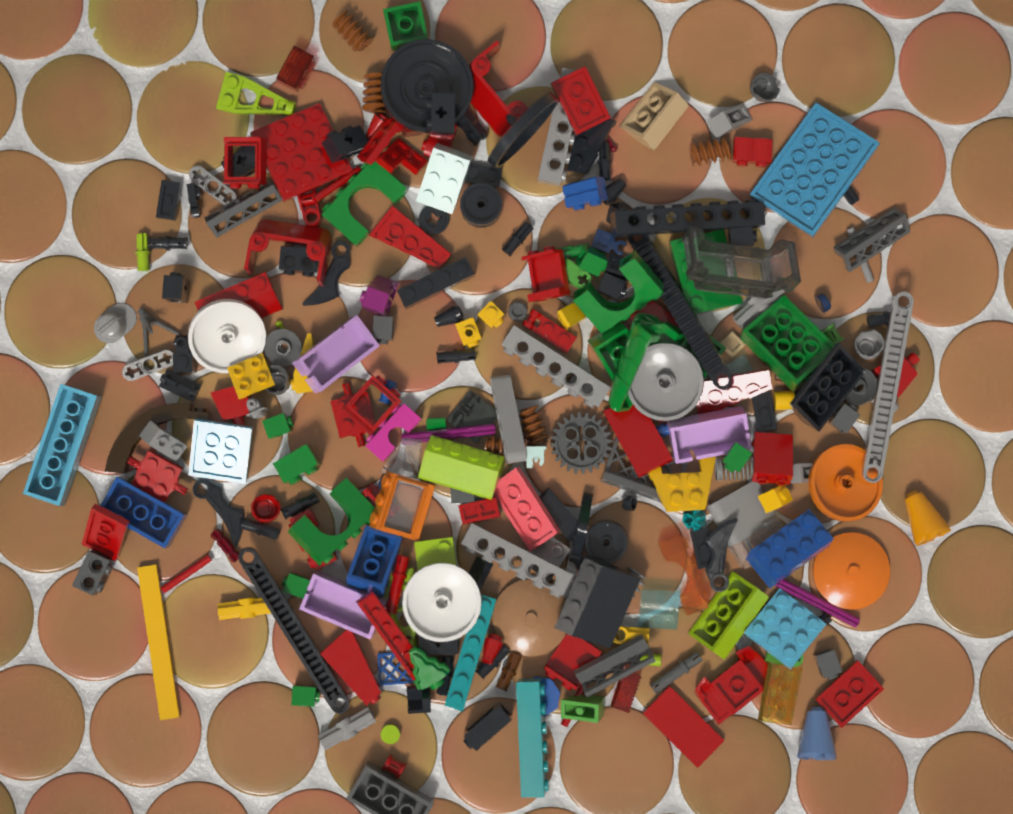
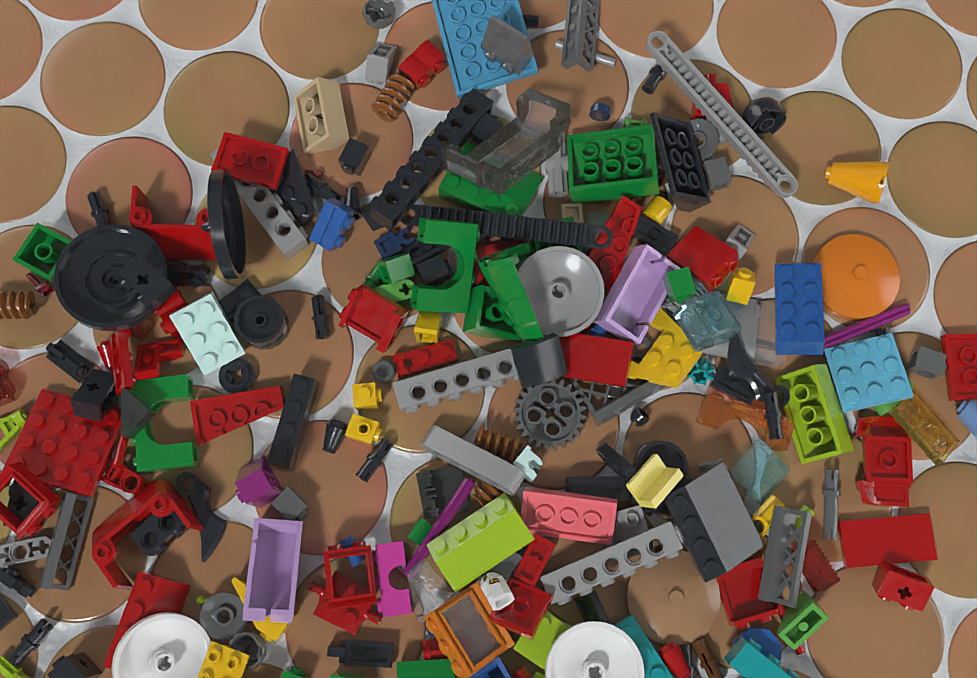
camera: 55 degrees left, 10 degrees down
(333, 452) = (363, 653): none -> black hinge
(351, 103) = (69, 360): none -> black hinge
(355, 181) = (134, 414): none -> pearl dark grey slope
(372, 93) = (80, 336): dark orange piece -> none
(382, 42) = (43, 288): none -> dark red hand
(439, 502) = (496, 590): none -> white rock
(442, 526) = (525, 611): none -> red tile
(462, 29) = (98, 209): none -> black axle
(589, 544) = (653, 482): none -> light yellow panel
(607, 408) = (539, 360): none -> black slope
(645, 164) = (354, 157): none -> black brick
(666, 763) = (902, 586): none -> red brick
(700, 588) = (773, 416): none -> black pin
(727, 495) = (707, 321): none -> clear light blue brick
(808, 202) = (506, 46): none -> flat silver slope
(838, 483) = (772, 222): orange dish -> none
(869, 344) = (669, 102): light grey hair -> none
(914, 416) = (764, 116): none -> black cylinder

